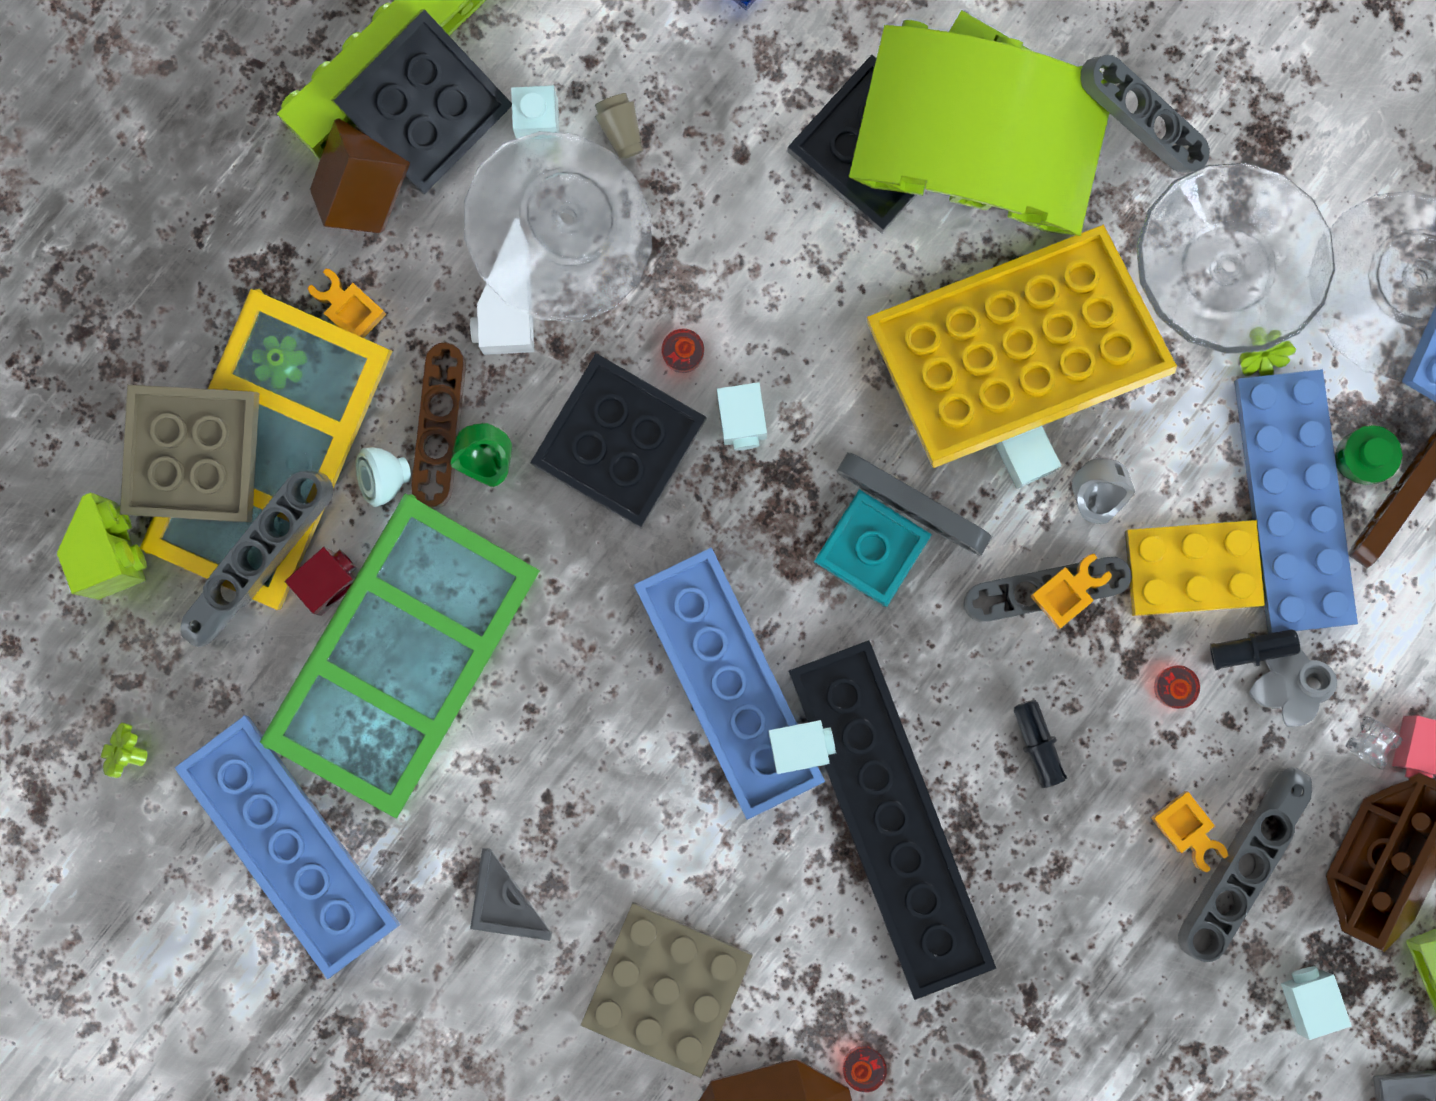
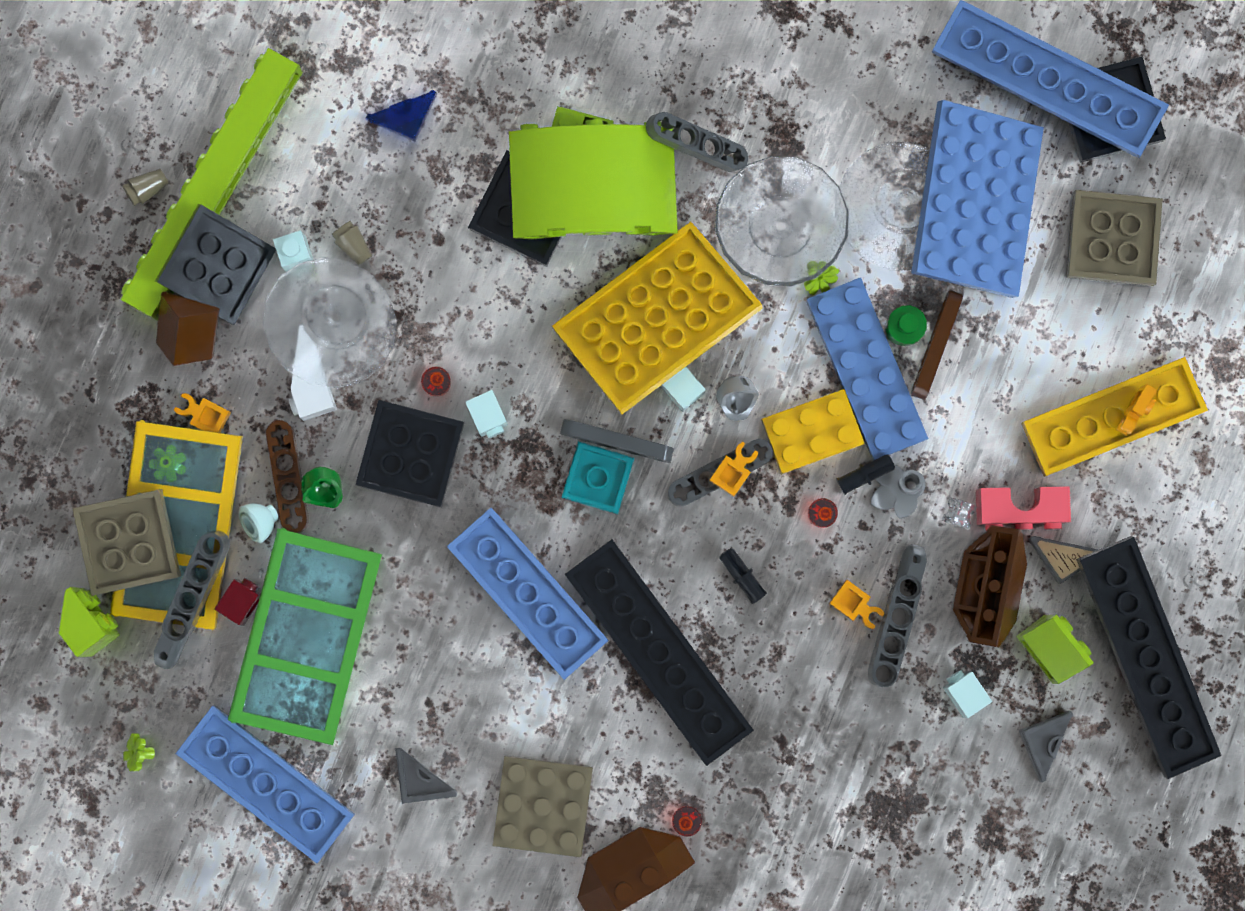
camera: 25 degrees left, 0 degrees up
(801, 746) = (585, 621): light aqua brick -> none

